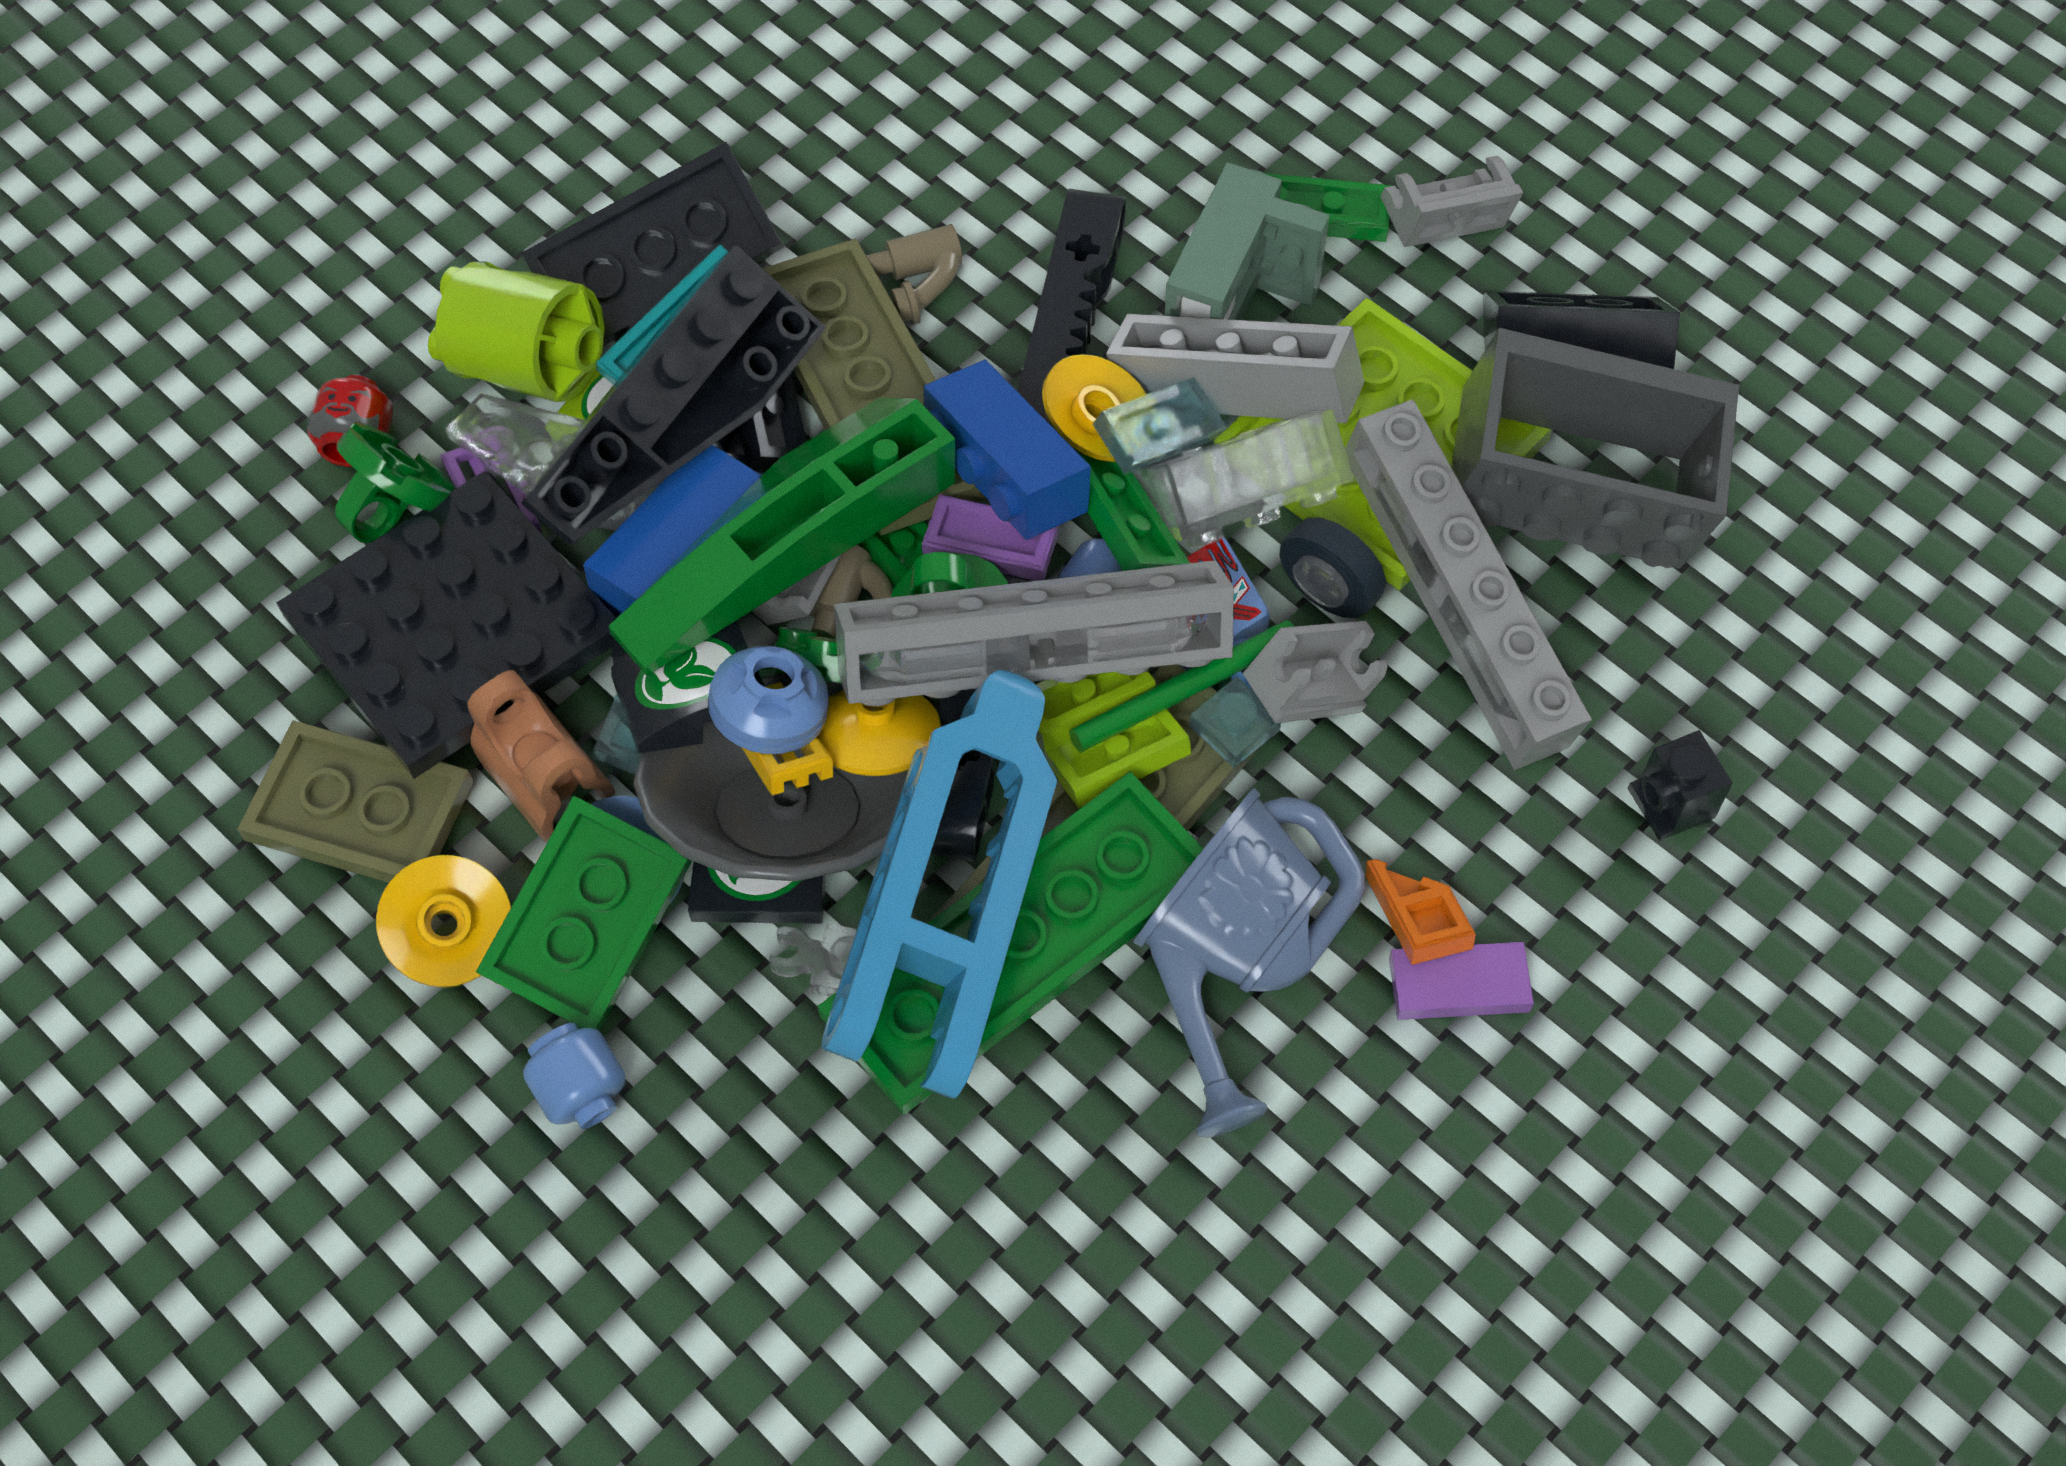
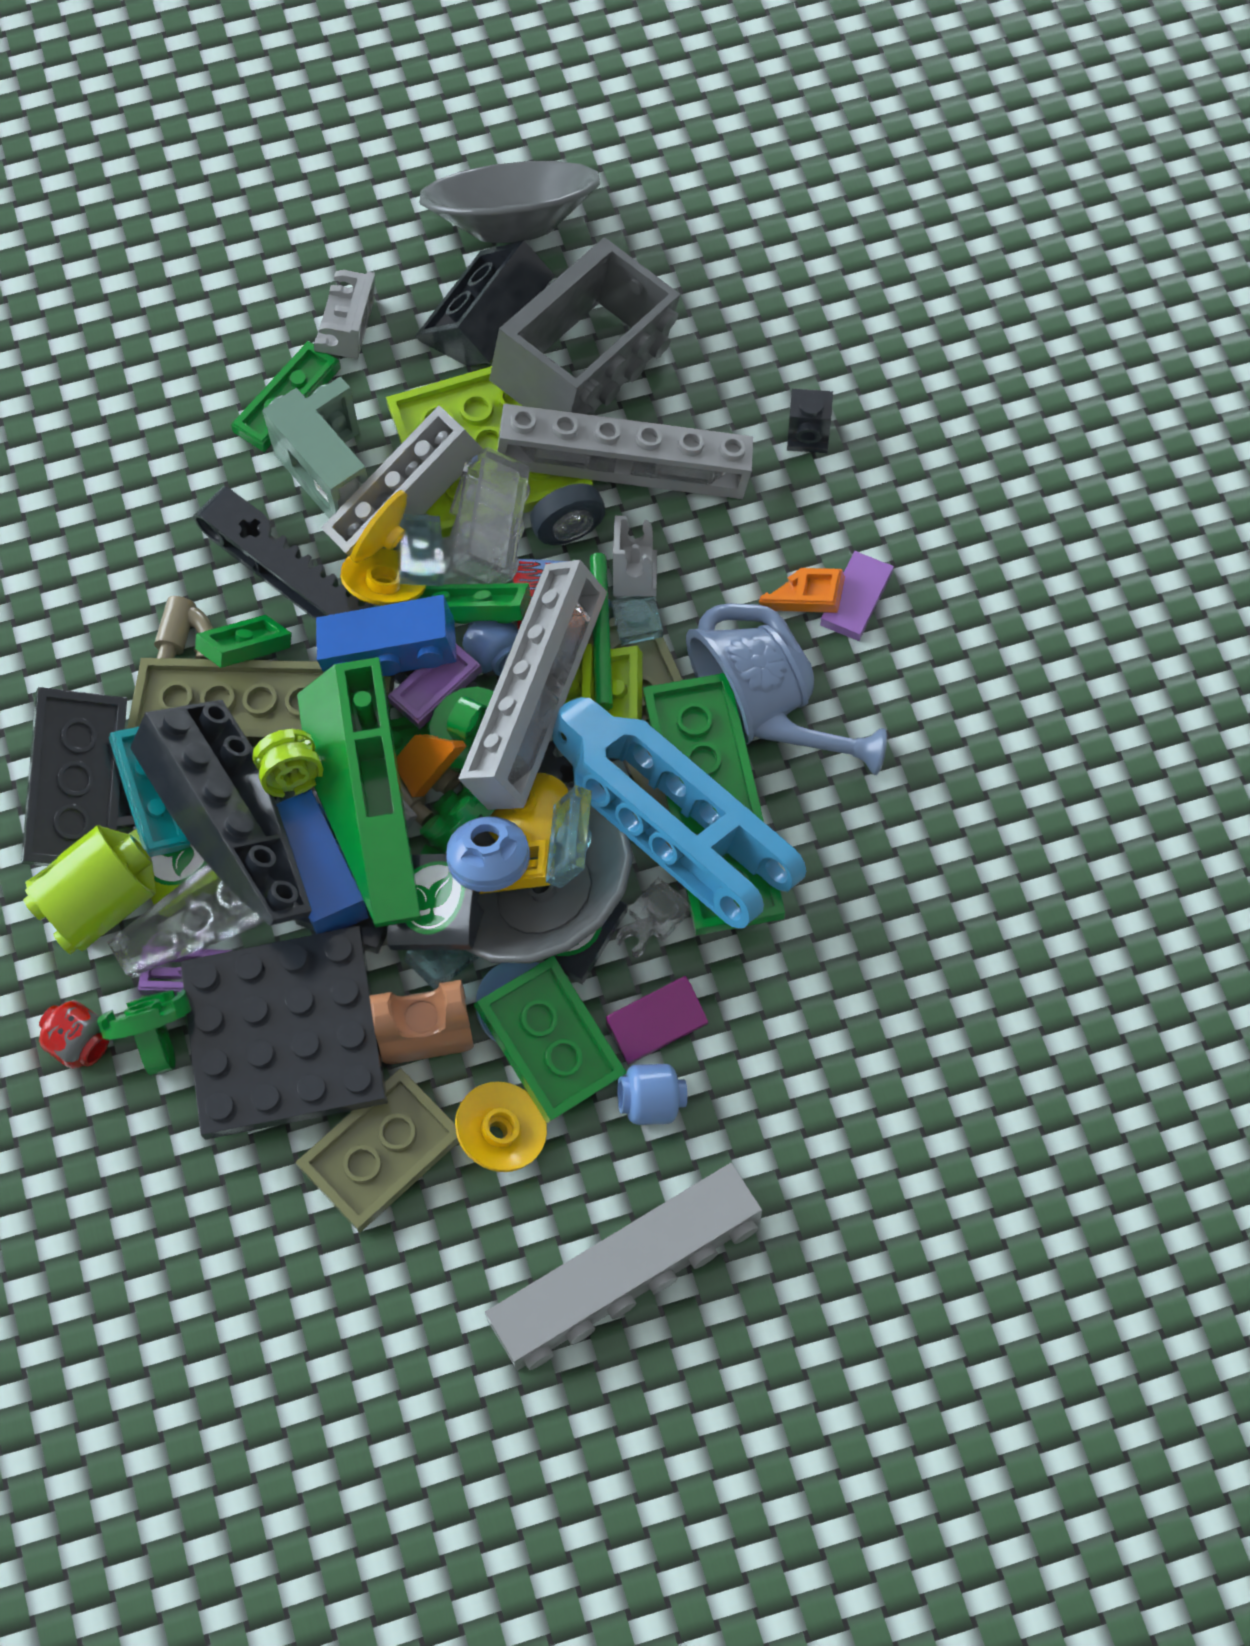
camera: 60 degrees left, 5 degrees up
(326, 1164) = (624, 1267): none -> light grey brick
(689, 1035) = (656, 1020): none -> magenta slope
(761, 422) = (287, 762): none -> lime wheel
(841, 779) = (569, 836): none -> clear light blue plate
(876, 576) = (425, 761): none -> orange tile
(933, 319) = (243, 641): none -> green plate
(1145, 357) = (382, 529): none -> yellow dish
(1736, 273) = (511, 198): none -> dark grey dish

